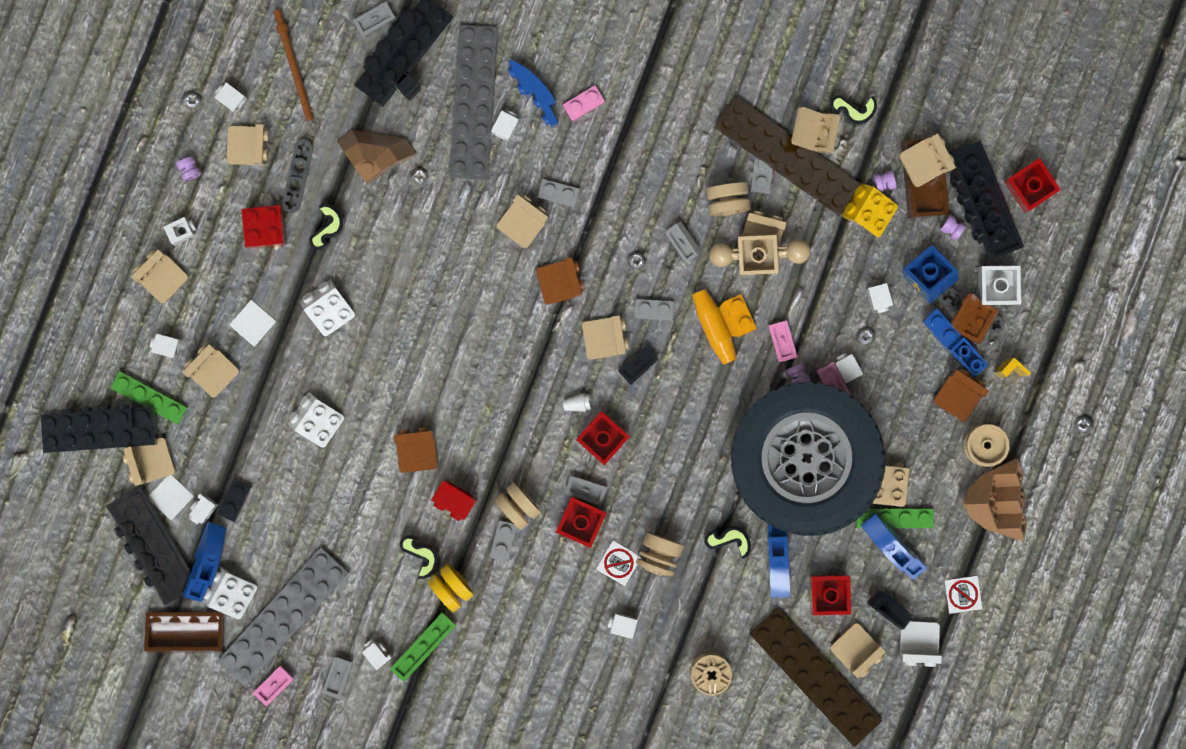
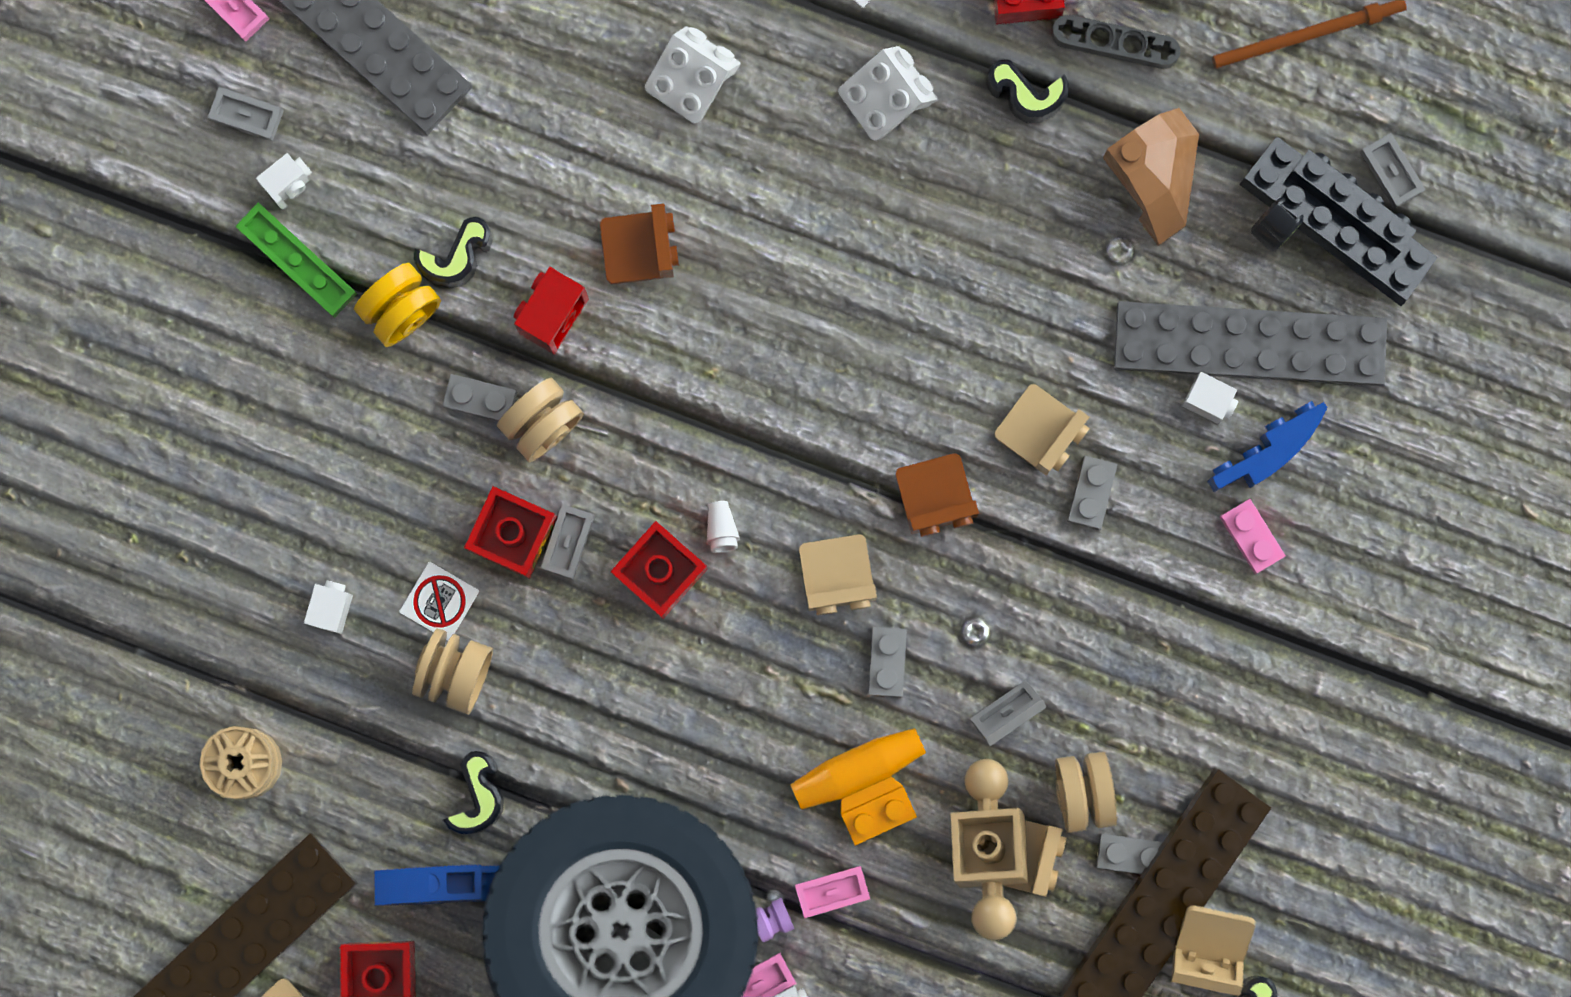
camera: 90 degrees right, 5 degrees down
(638, 365) = (789, 633): black plate -> none

